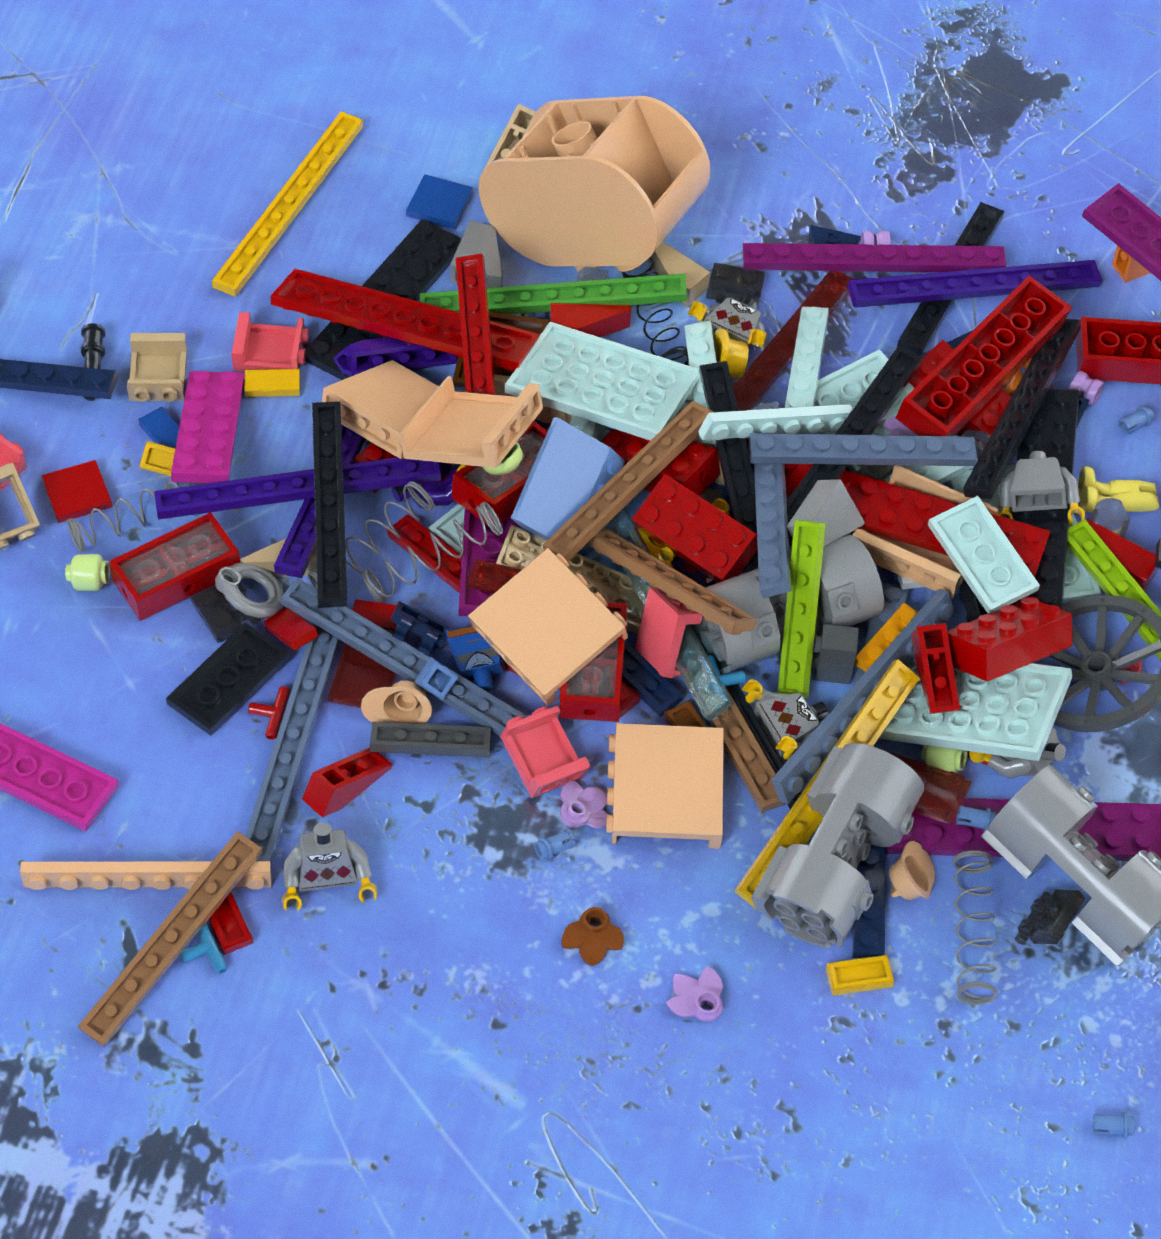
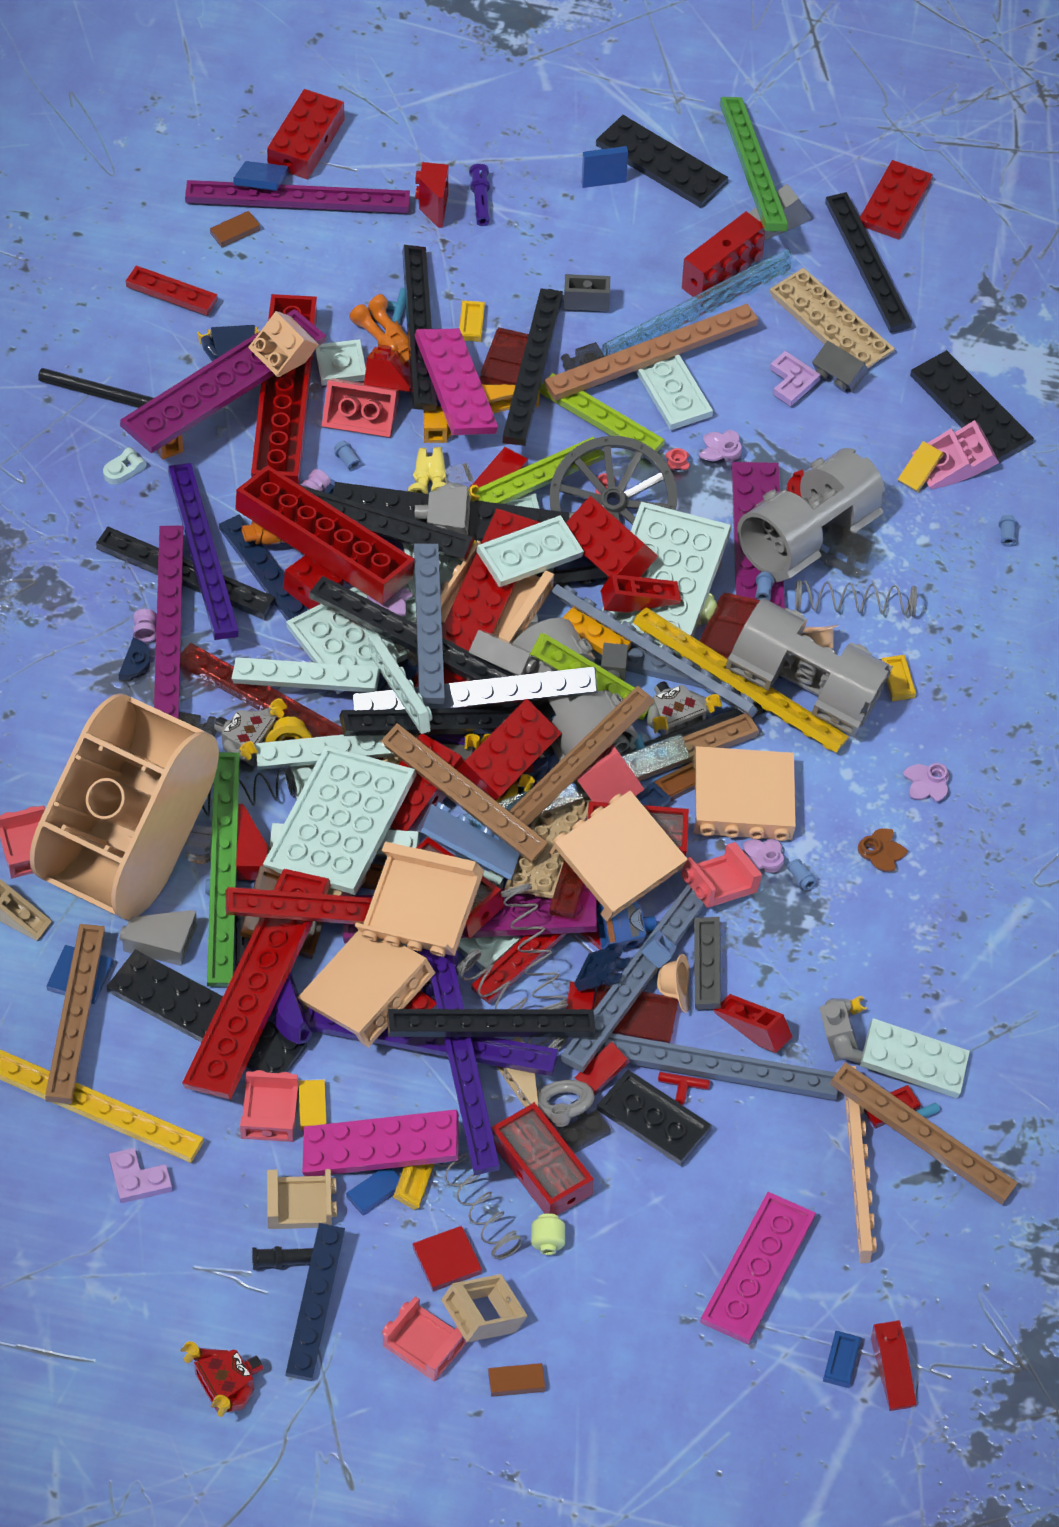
camera: 90 degrees left, 0 degrees up
(197, 242) = (136, 1183): none -> lavender plate
(283, 944) = (914, 1058): none -> light aqua plate
(380, 187) = (75, 1014): none -> medium nougat plate
(1087, 231) = (117, 472): none -> light aqua plate

